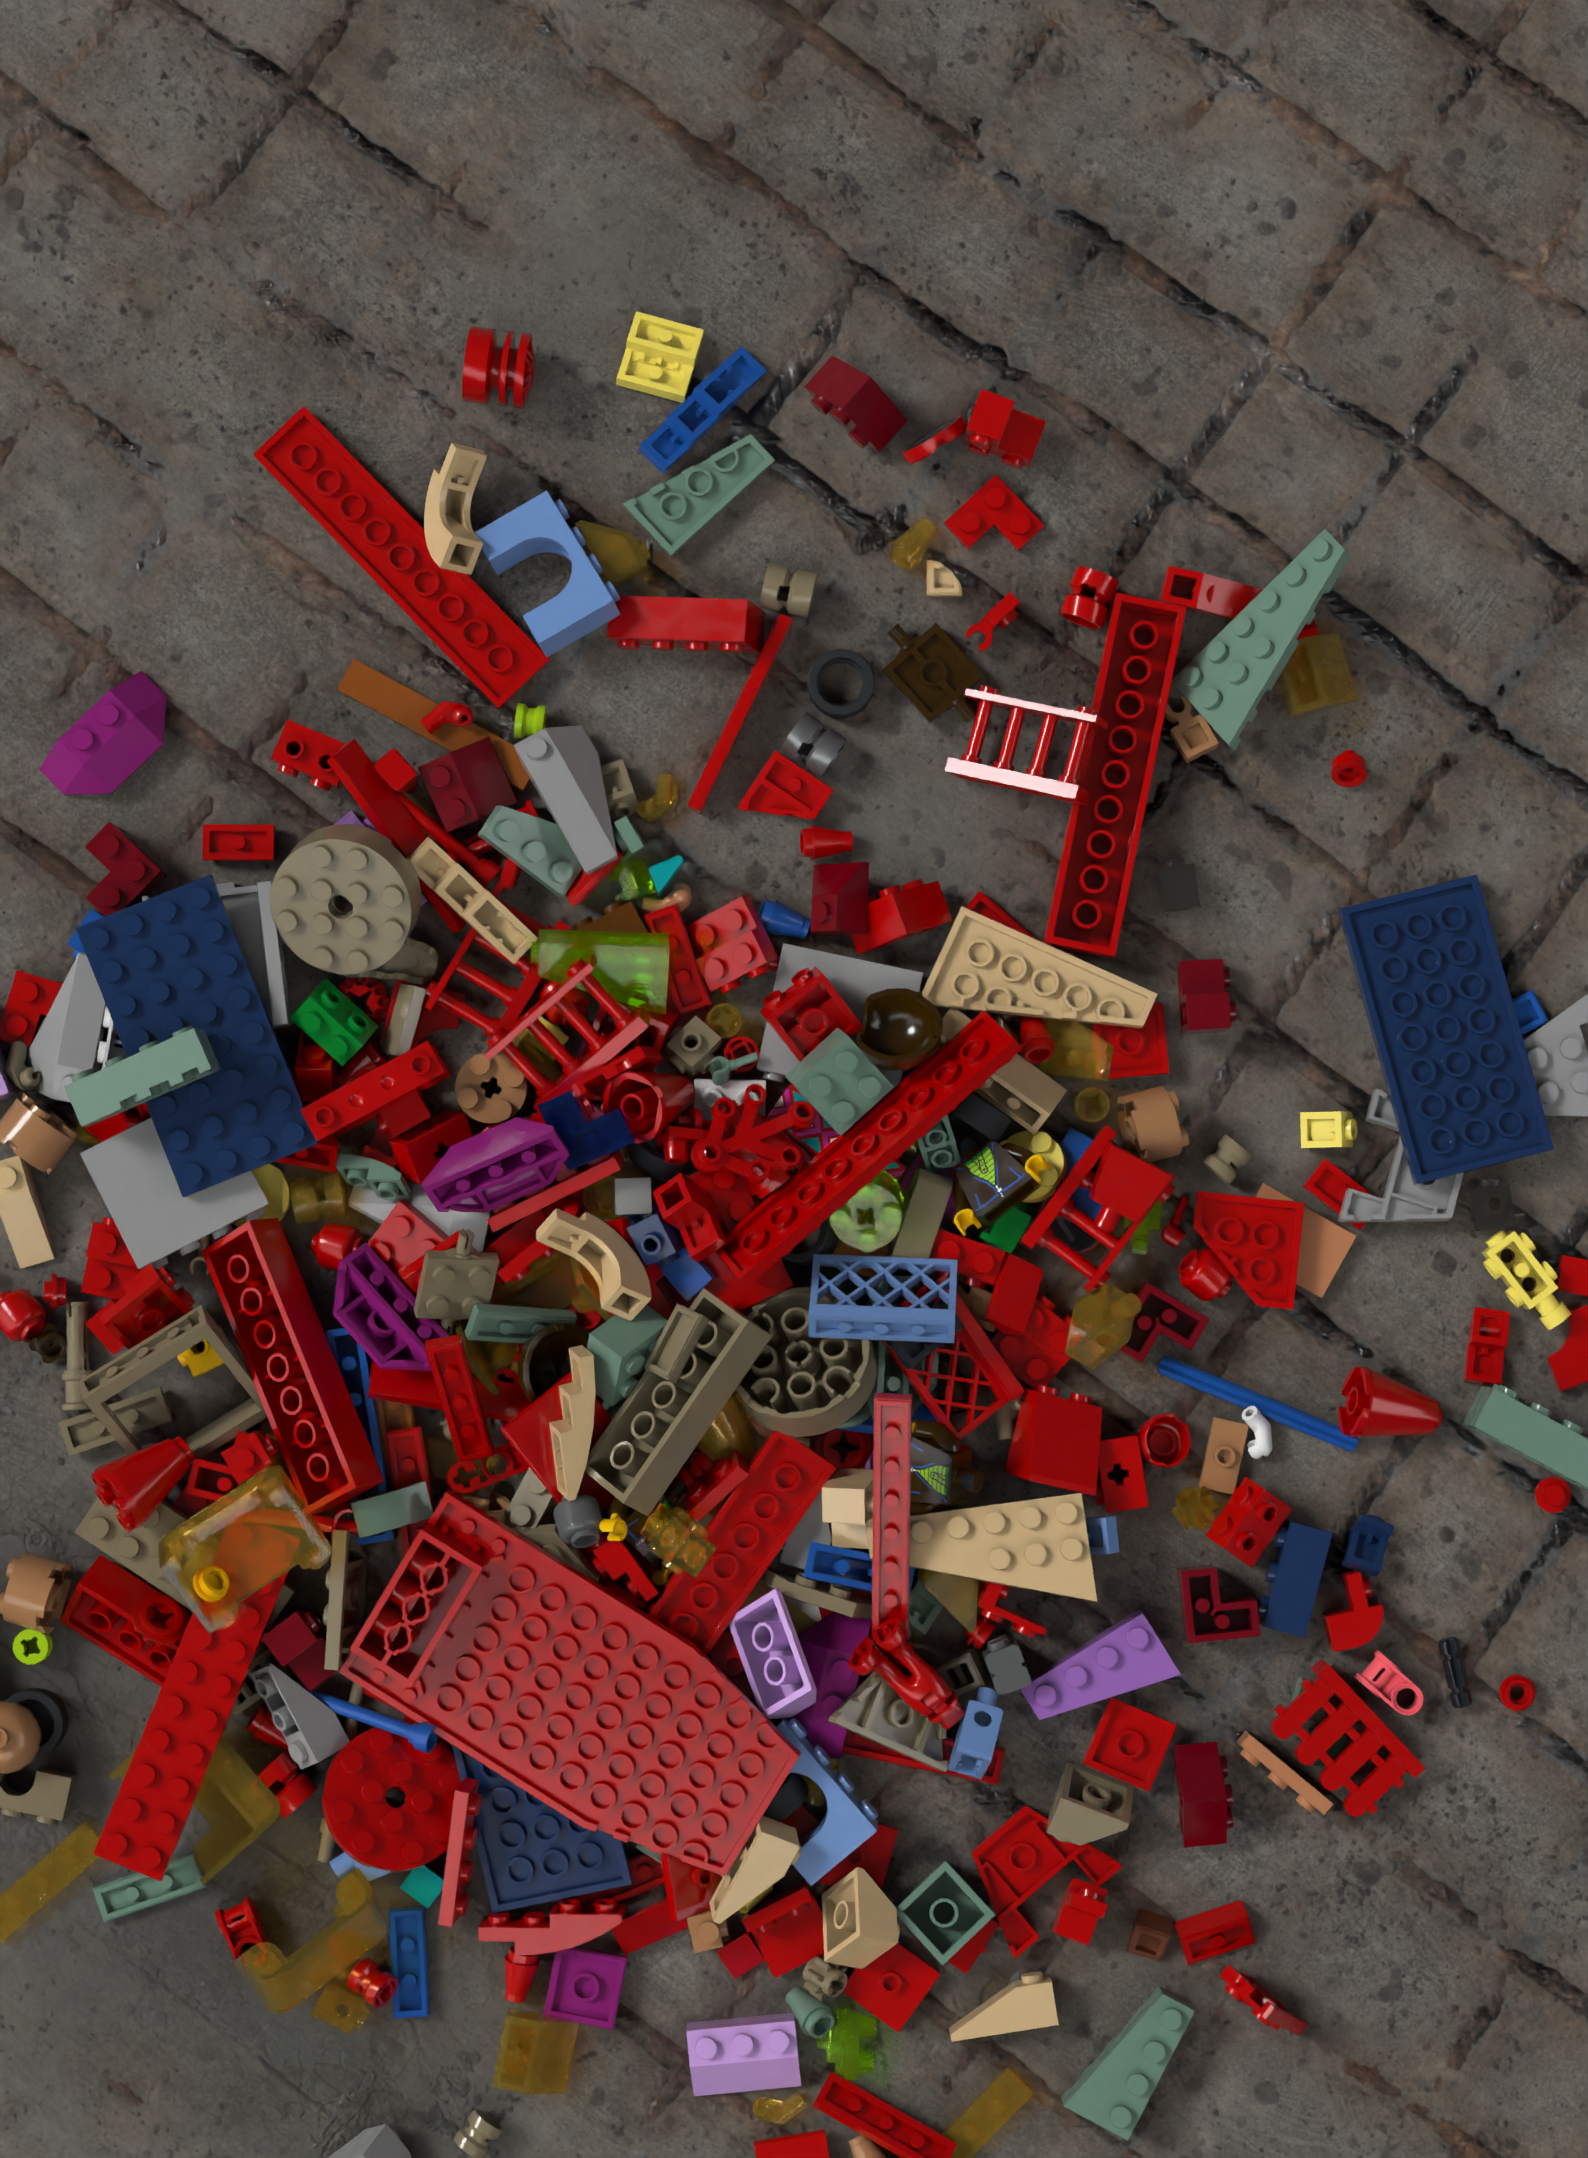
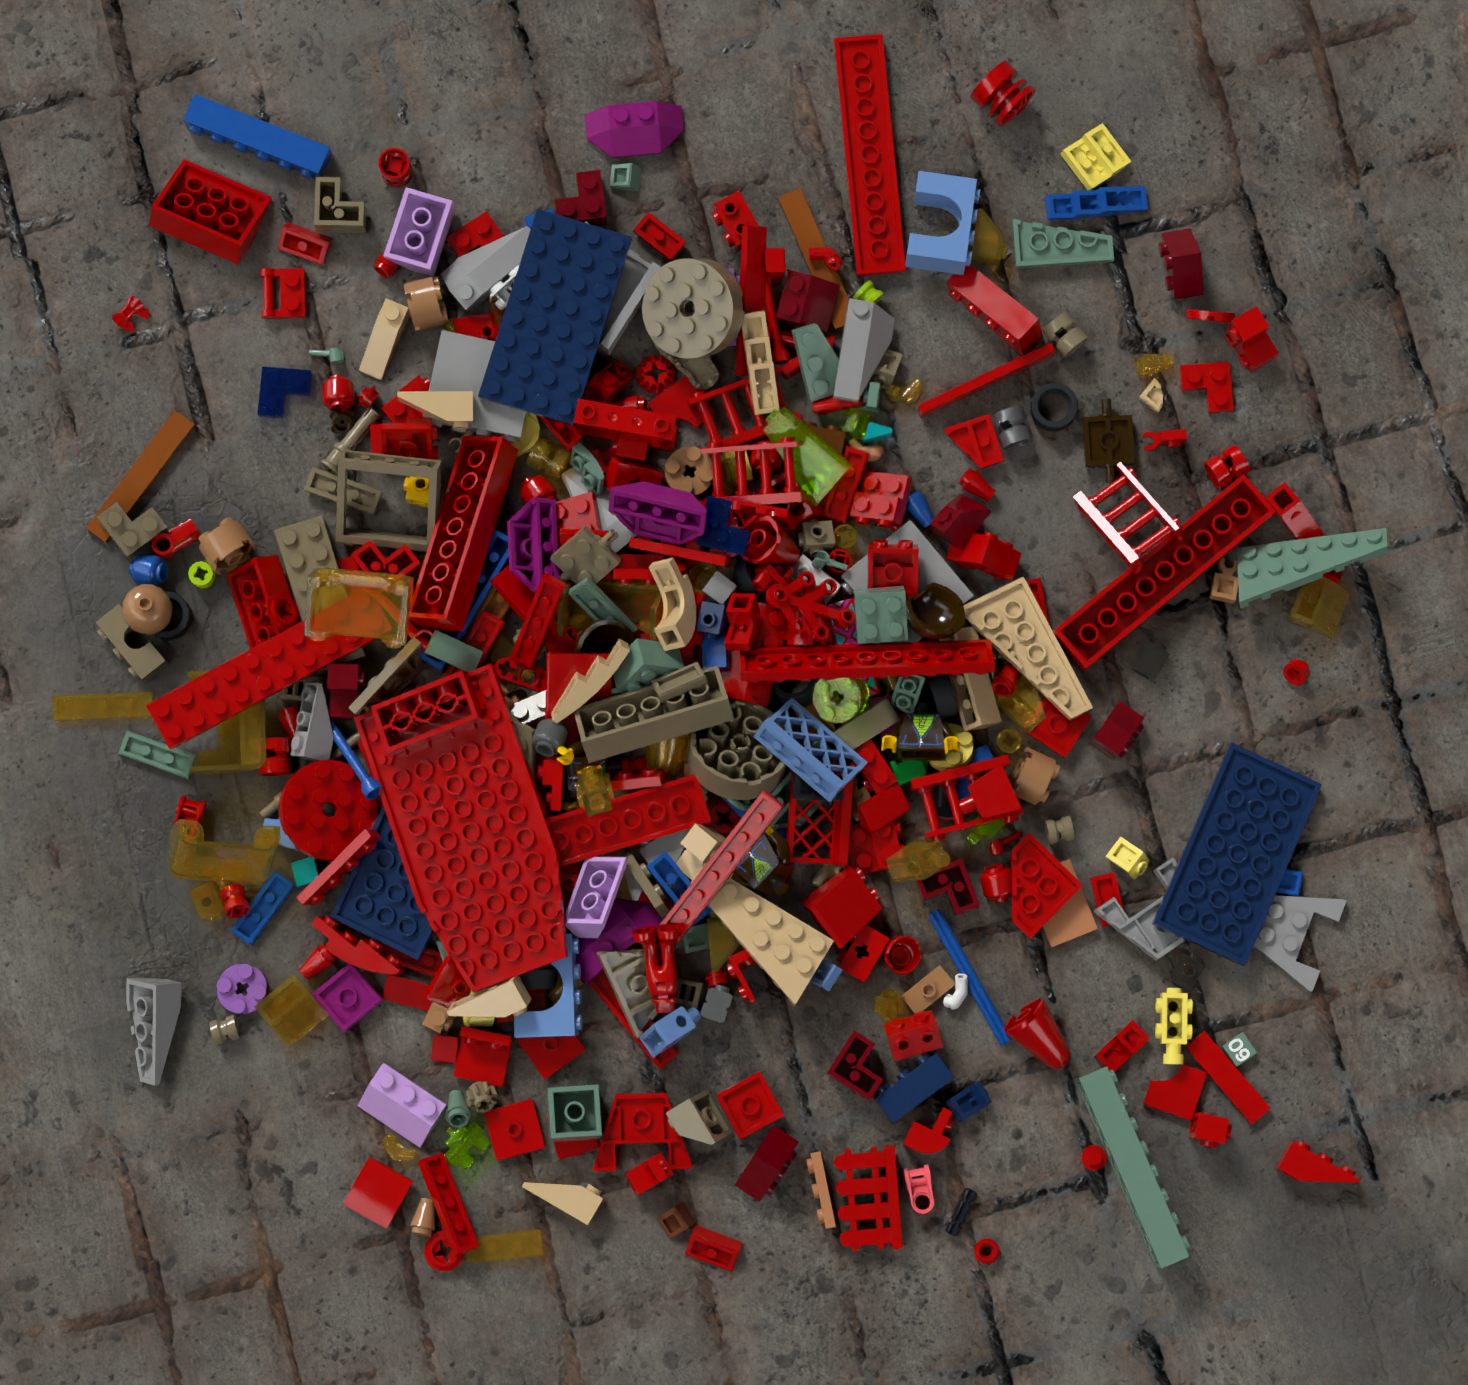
camera: 40 degrees right, 5 degrees down
(17, 1070) = (443, 263): dark tan arm -> none
(142, 1480) = (333, 528): red cone -> none
(143, 1076) = (509, 312): sand green wedge -> none
(144, 803) = (625, 177): none -> sand green slope
(158, 1238) = (446, 406): none -> tan slope
(211, 1583) = (326, 610): yellow plate -> none
(250, 1456) = (402, 561): red bracket -> none
(333, 1022) = (633, 369): green brick -> none
(404, 1020) = (673, 398): dark tan tile -> none
(448, 507) = (911, 152): tan arch -> none
(468, 2090) = (228, 985): none -> medium lavender plate
(857, 1921) = (523, 1079): tan slope -> none
(1103, 1667) = (769, 1051): medium lavender wedge -> none
(1126, 2073) = (603, 1283): sand green wedge -> none
(1265, 2005) = (708, 1303): red wing -> none

